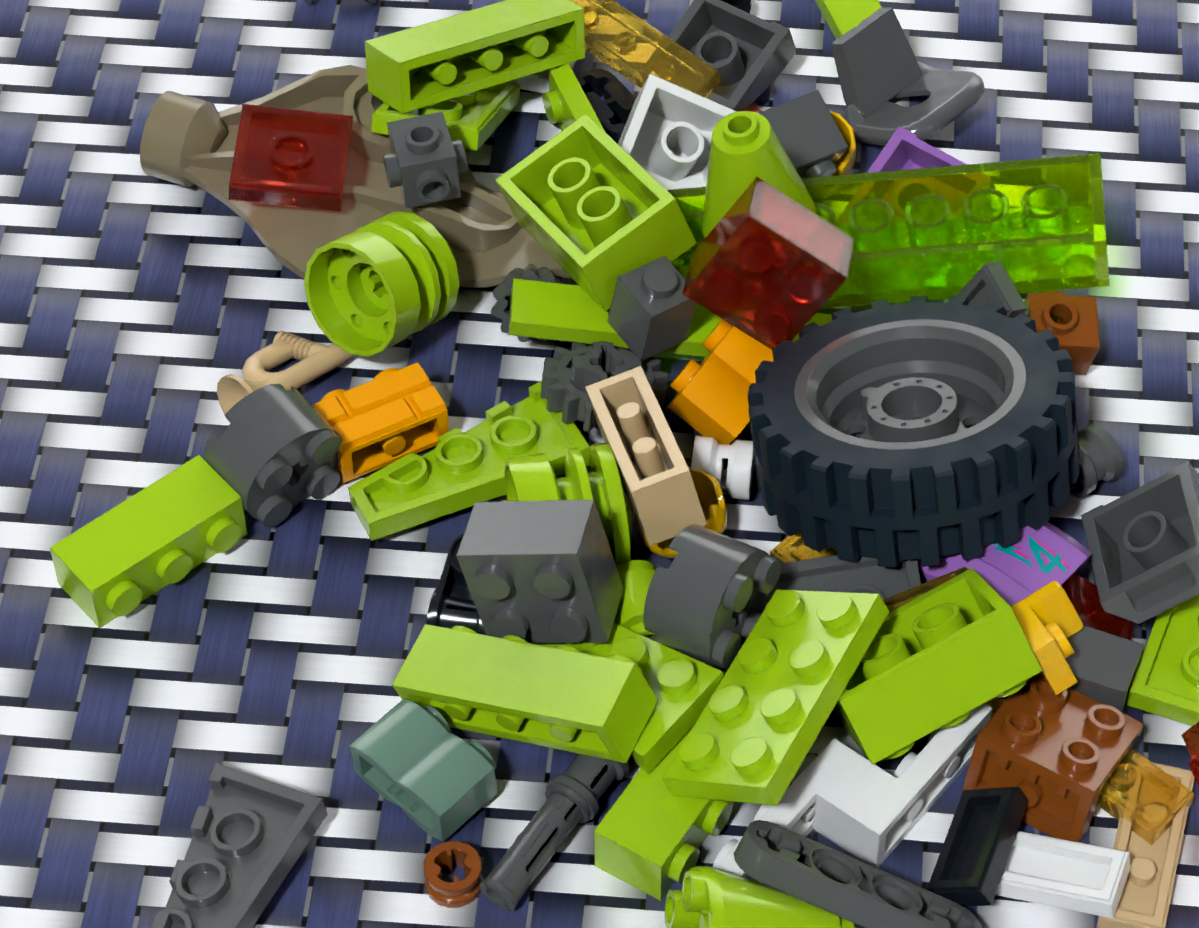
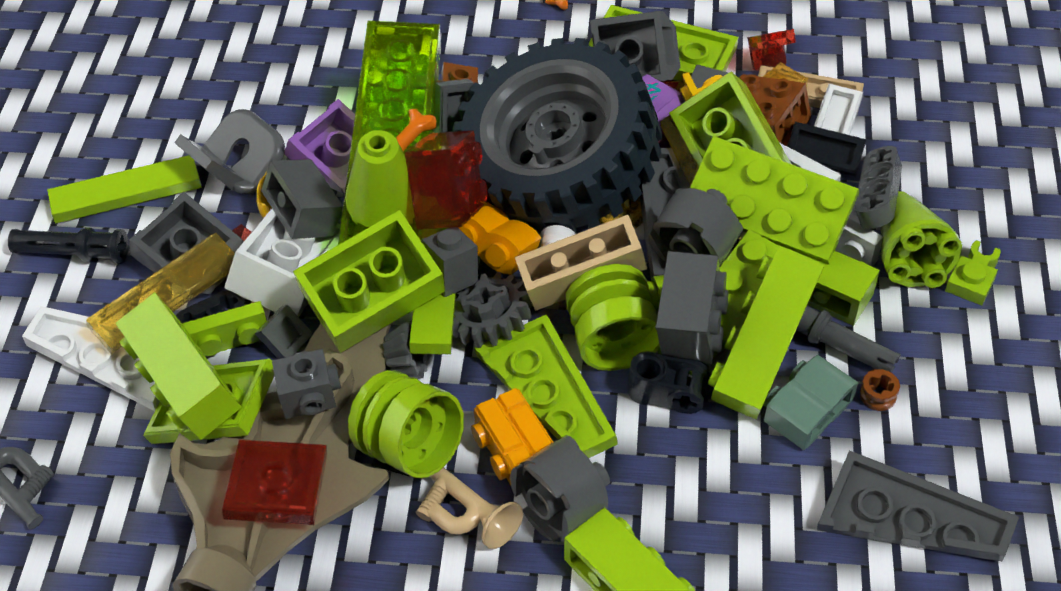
camera: 90 degrees left, 0 degrees up
(892, 237) = (417, 125): none -> orange piece

